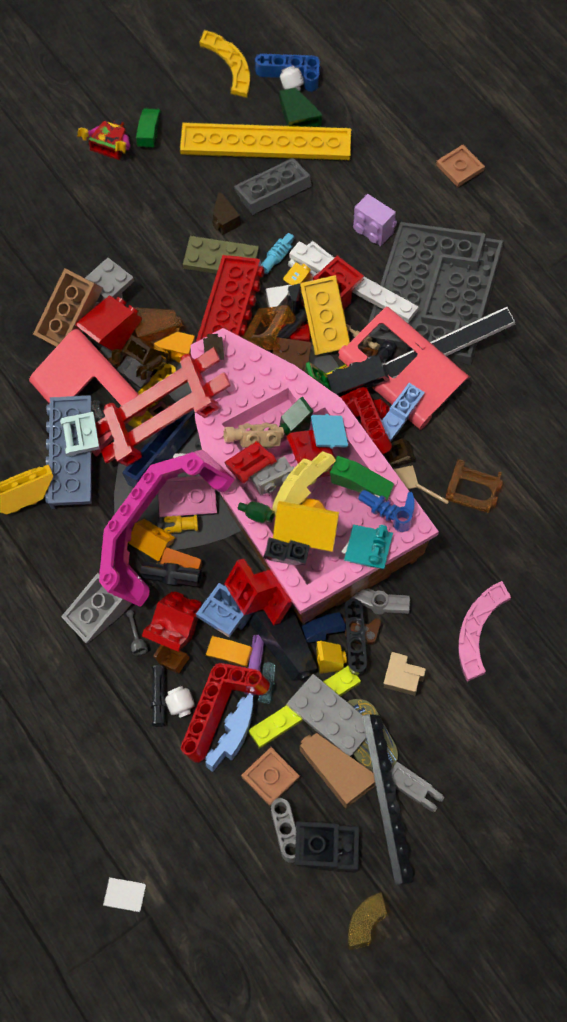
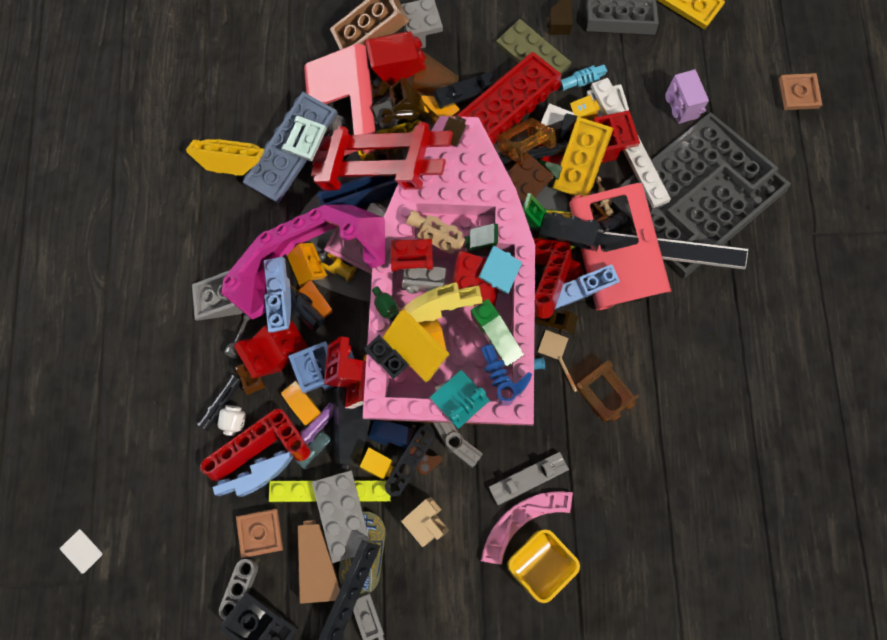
camera: 30 degrees right, 10 degrees up
(149, 572) = (278, 295): none -> light blue slope
(187, 318) = (463, 90): none -> black hinge
(308, 337) = (555, 169): none -> dark green slope
(459, 593) = (528, 478): none -> light grey hinge
(519, 646) = (543, 566): none -> yellow piece

